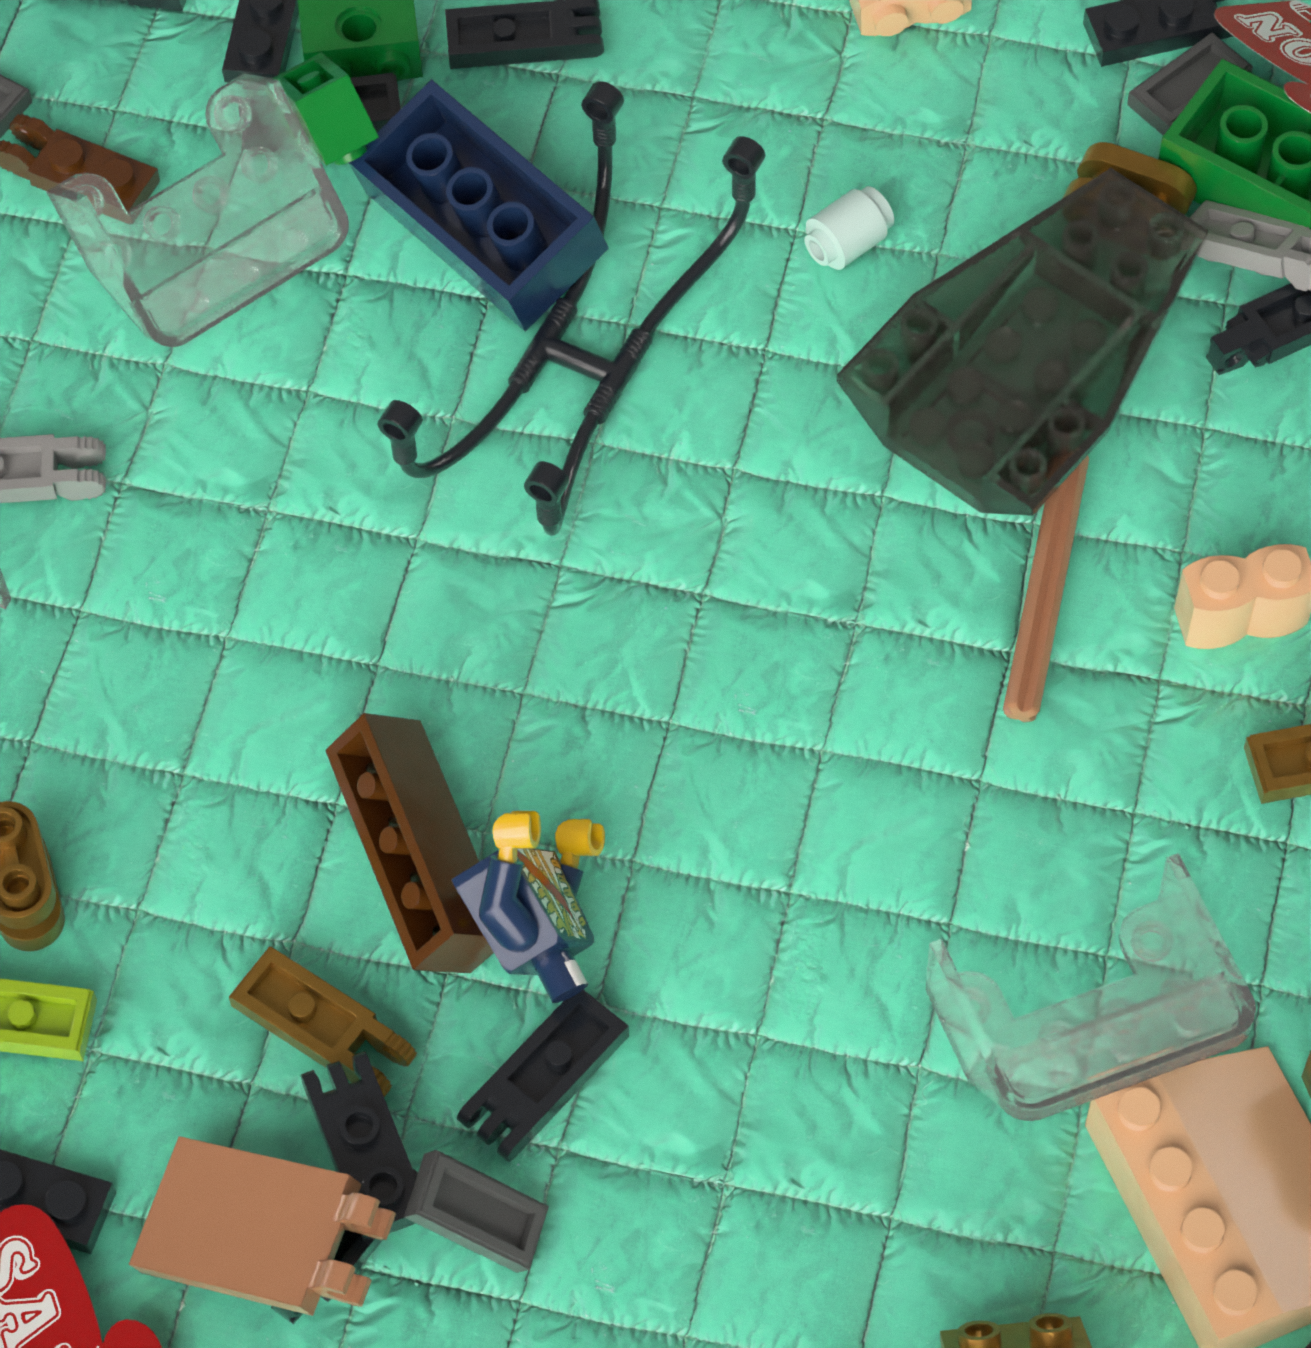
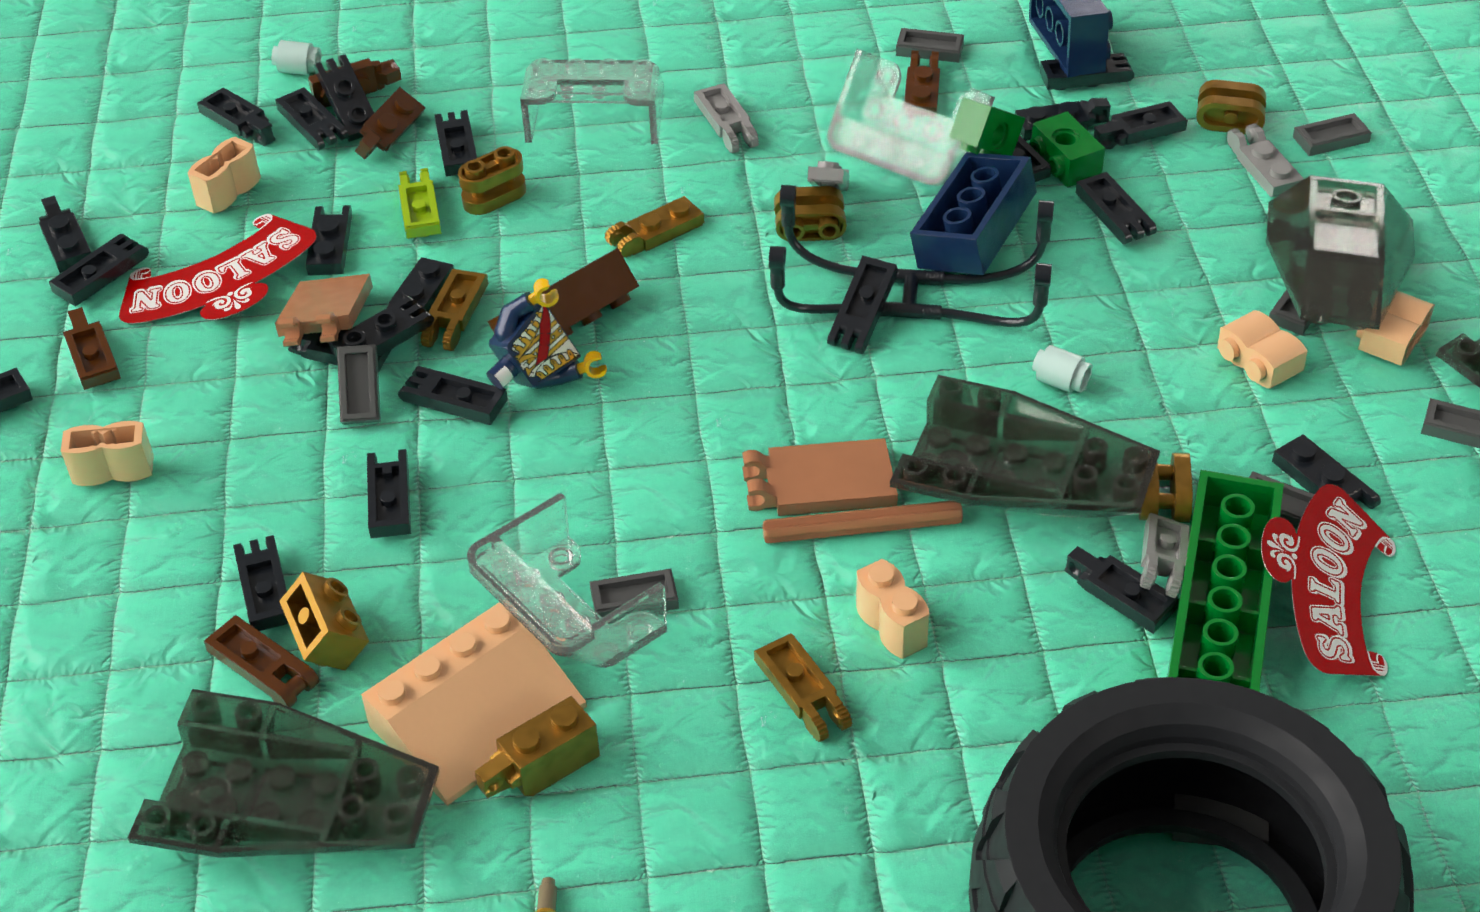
camera: 70 degrees right, 15 degrees down
(242, 1073) = (424, 282): none -> black hinge
(247, 656) = (655, 227): none -> pearl gold hinge
(301, 366) = (829, 174): none -> light grey hinge
(361, 451) = (817, 214): none -> pearl gold brick
(605, 425) = (863, 304): none -> black hinge
(742, 1225) = (388, 496): none -> black hinge
(935, 602) = (820, 477): none -> nougat tile
(1079, 925) = (614, 592): none -> dark grey tile

